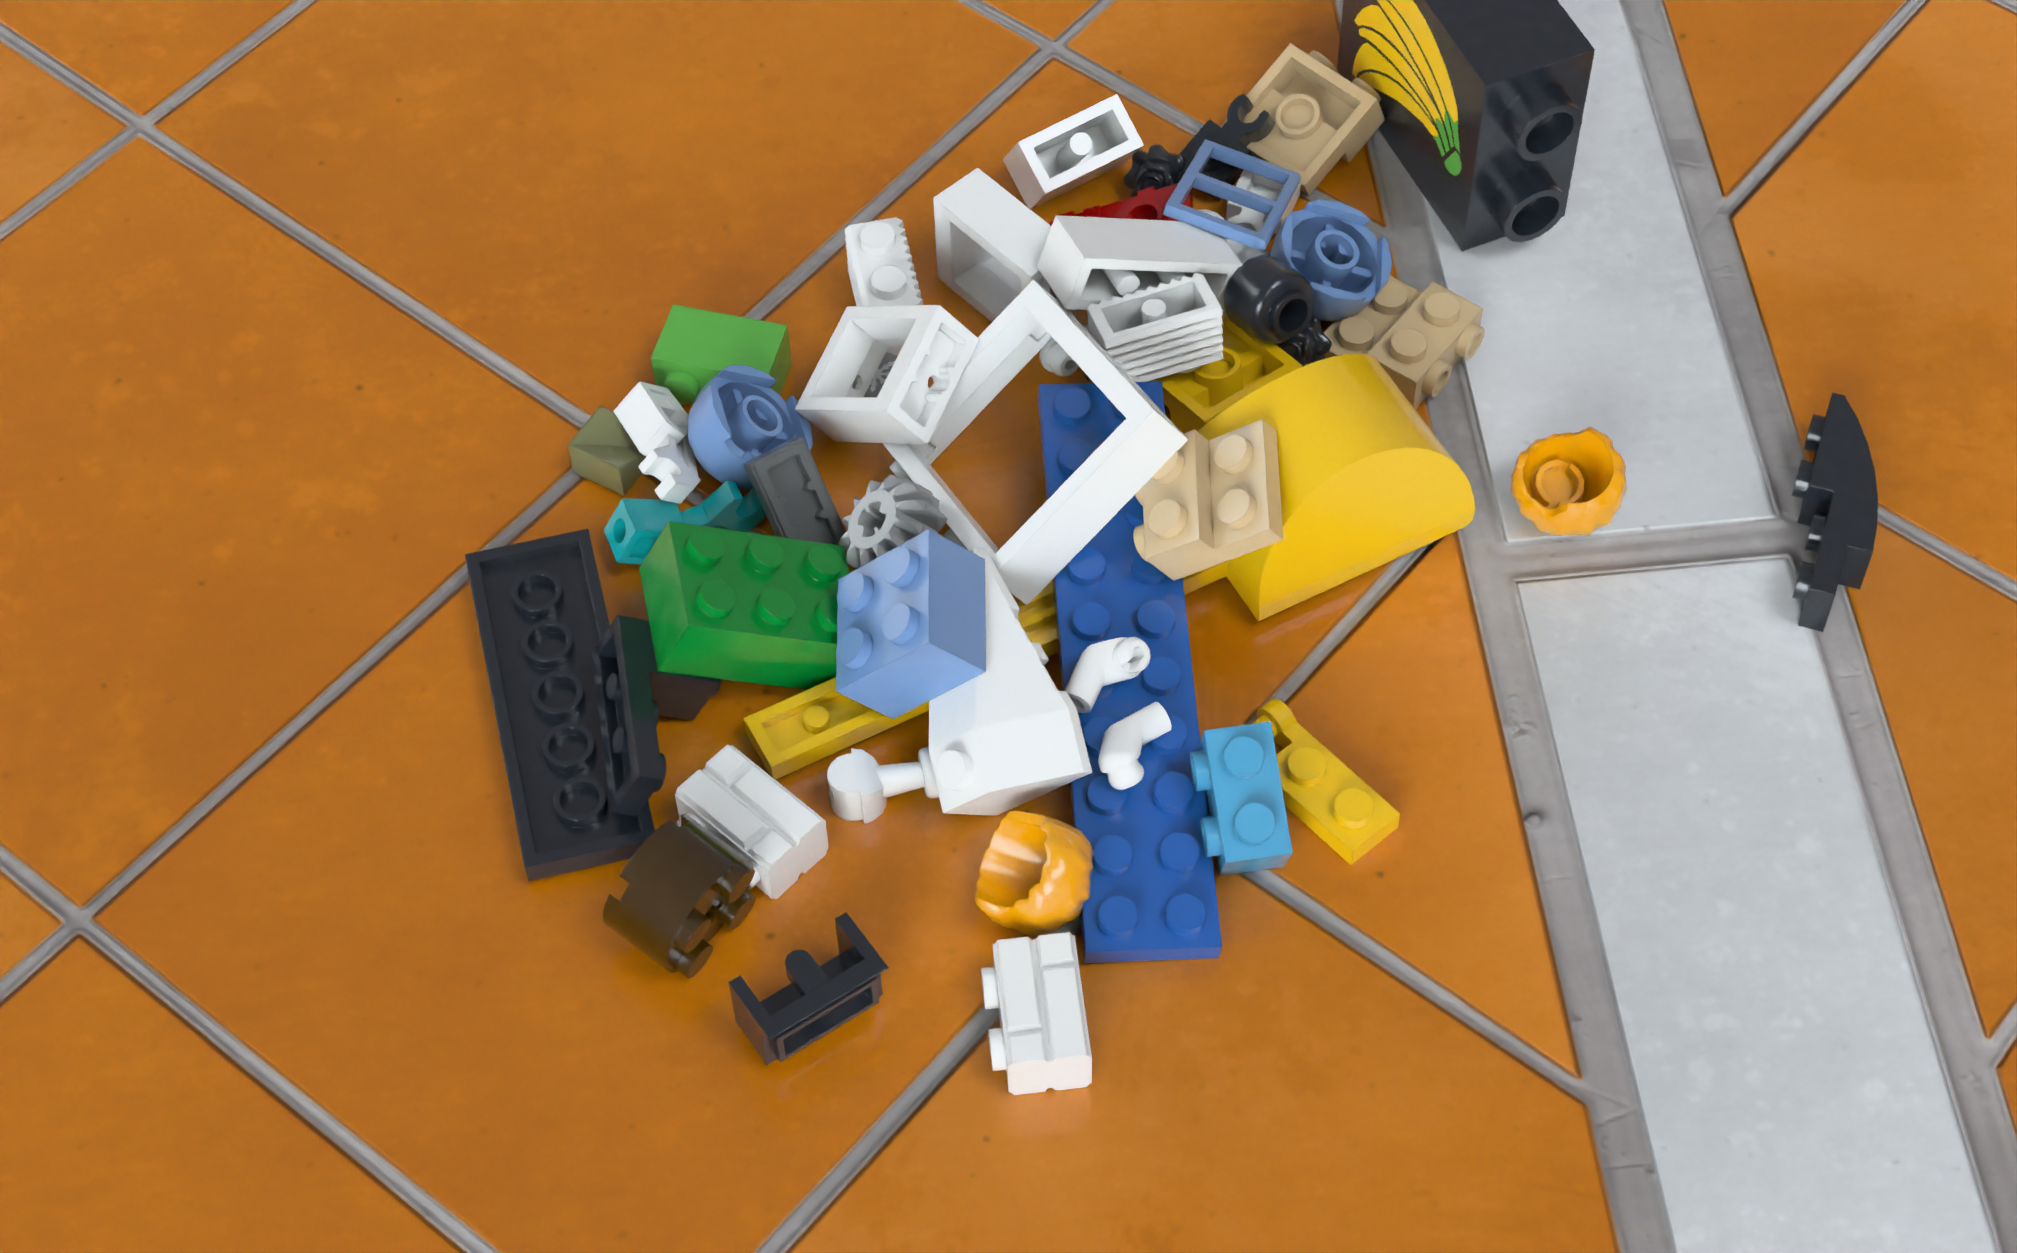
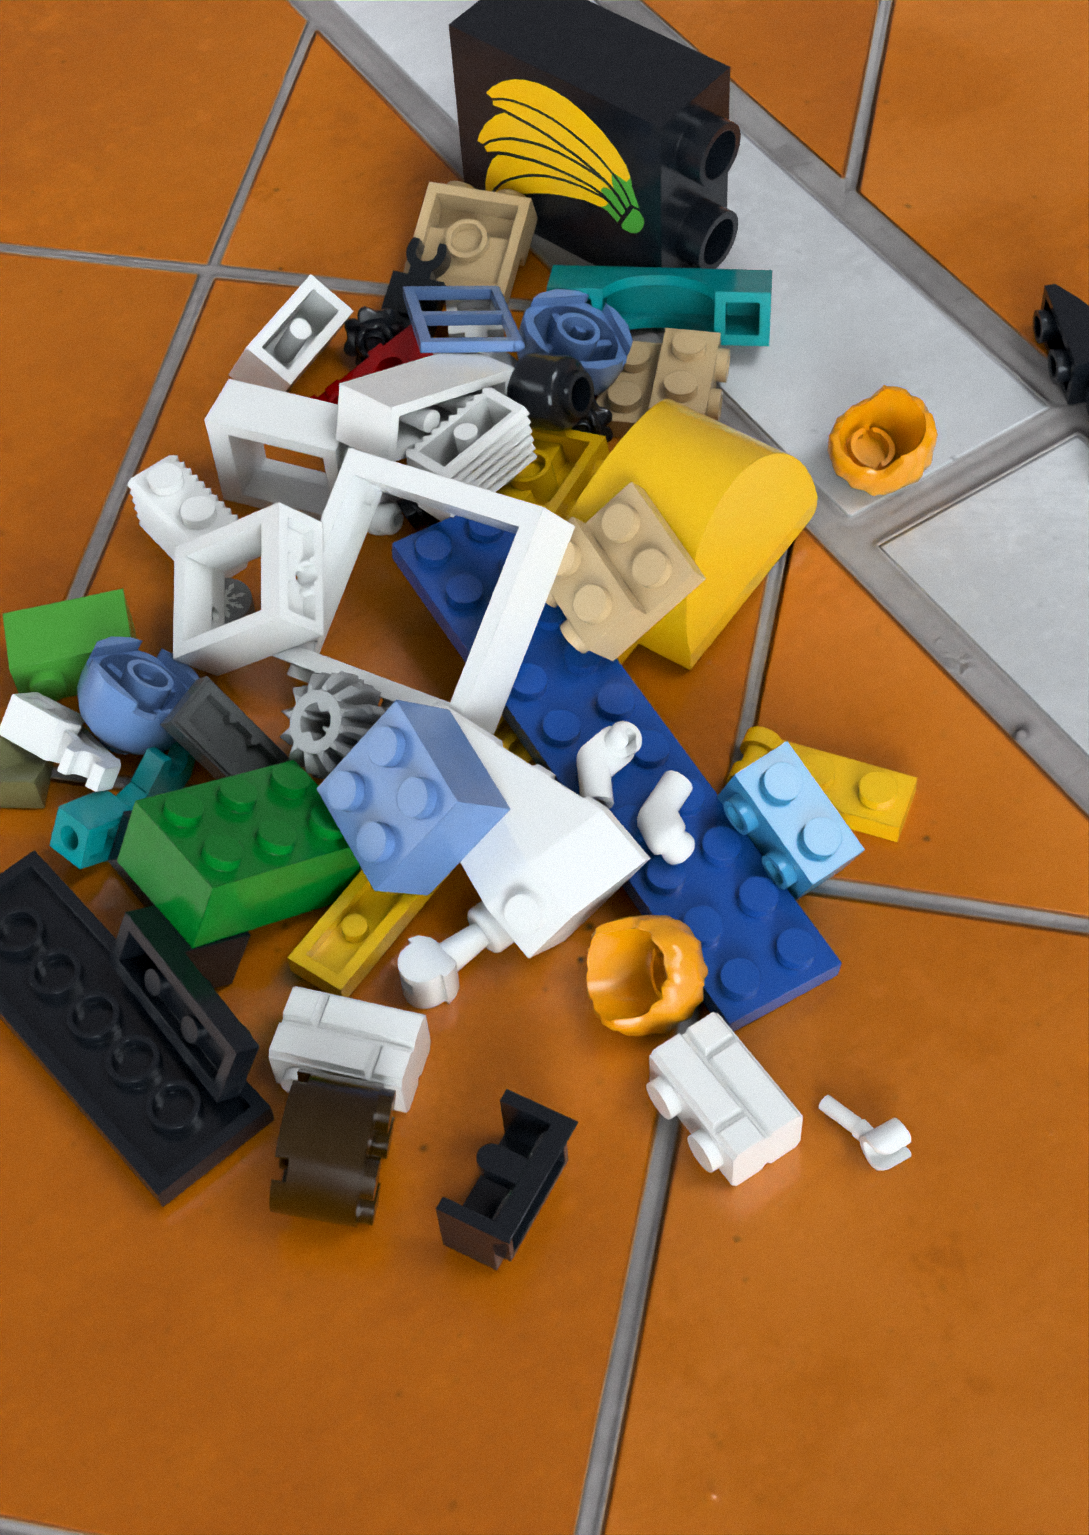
camera: 25 degrees left, 0 degrees up
(1160, 1119) = (881, 1145): none -> white hand
(1503, 277) = (678, 298): none -> teal arch

